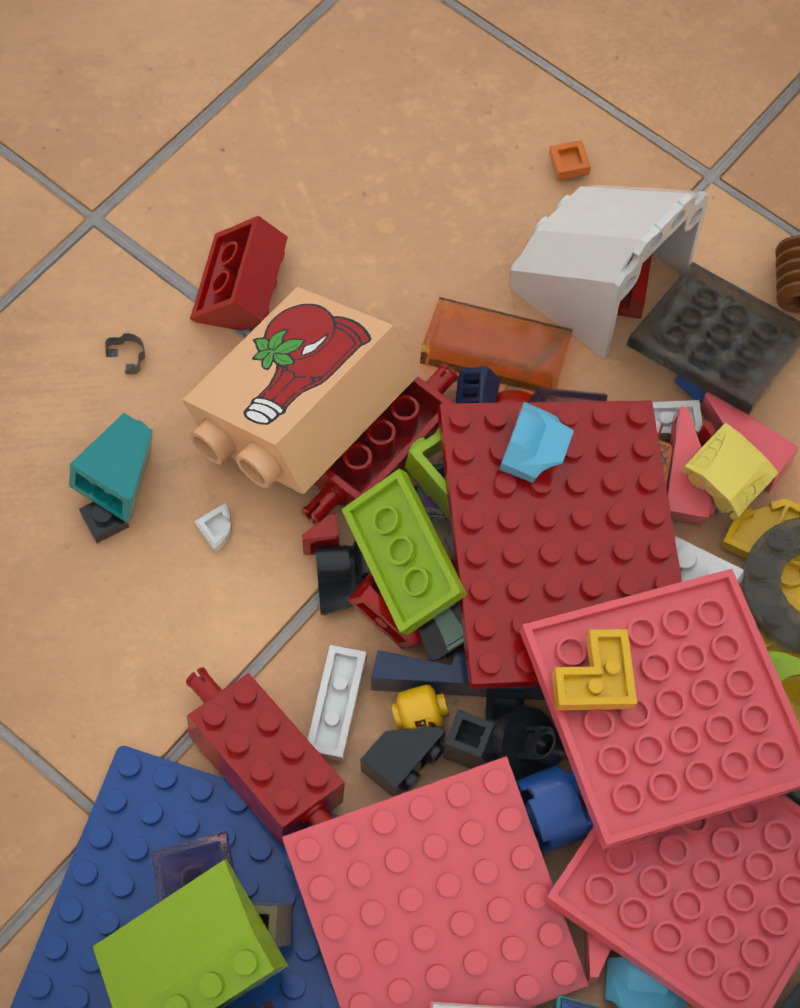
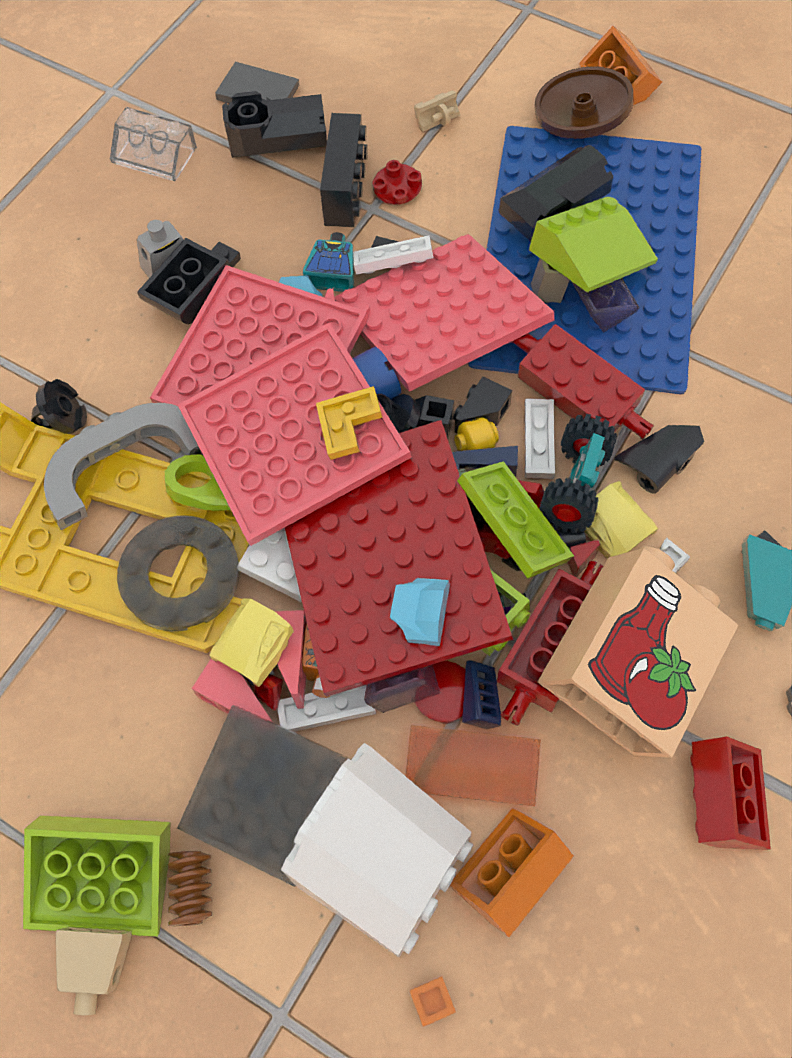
camera: 175 degrees right, 0 degrees up
(182, 648) = (662, 455): none -> black panel
(268, 574) = (619, 522): none -> light yellow slope
(303, 615) = (570, 502): none -> black plate
(475, 245) = (512, 870): none -> orange slope

